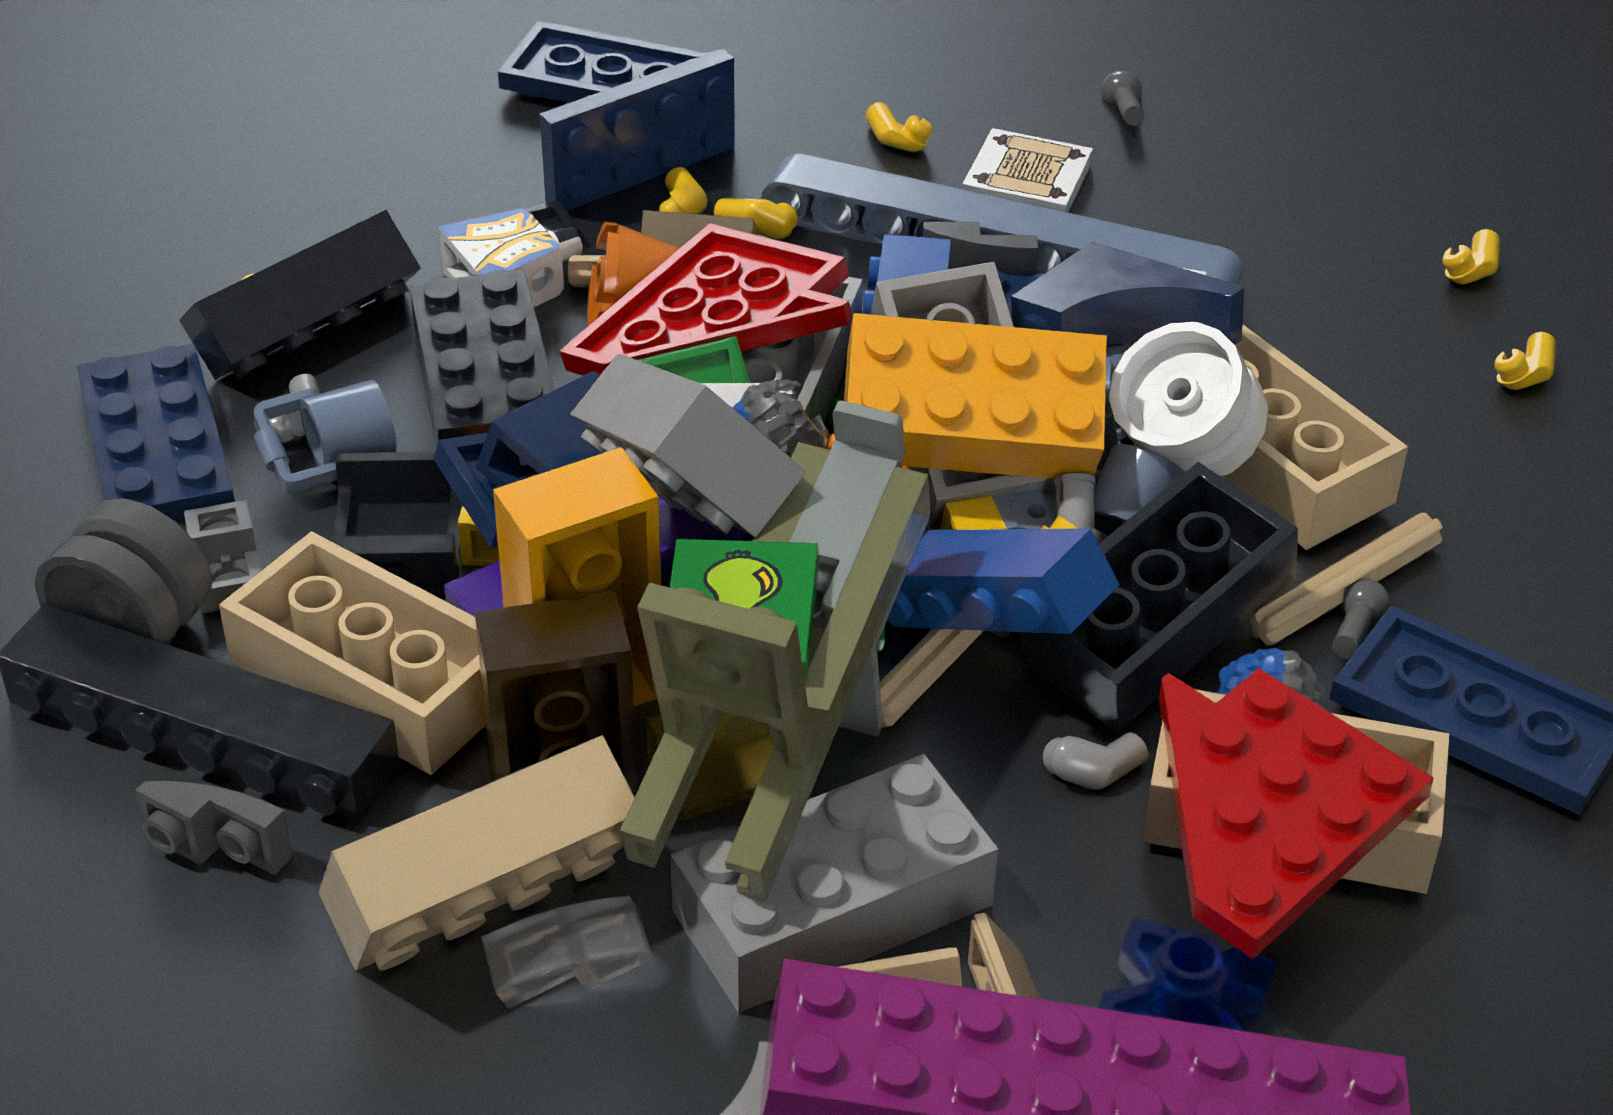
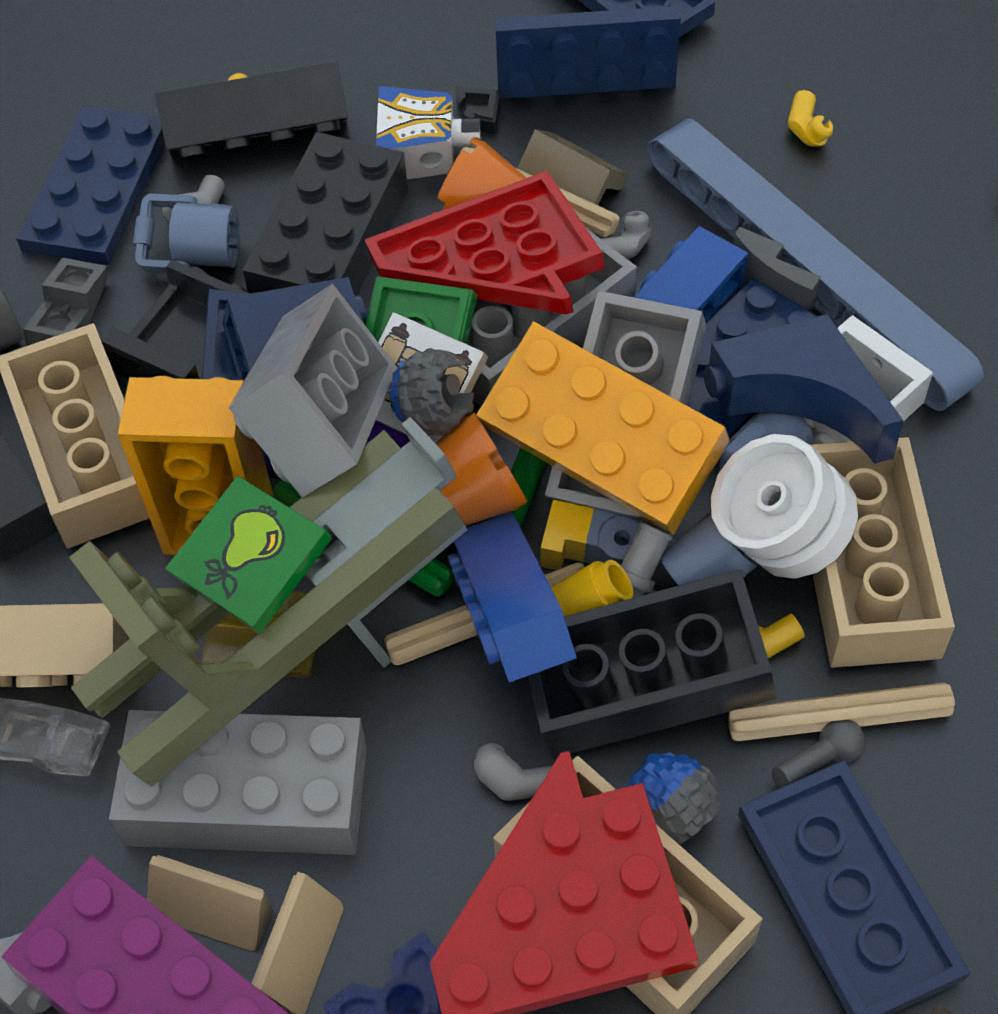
camera: 35 degrees right, 15 degrees up
(556, 681) = (126, 517): dark brown brick -> none
(685, 193) = (595, 125): yellow arm -> none
(771, 219) = (633, 162): yellow arm -> none
(1029, 170) = (883, 205): tile -> none

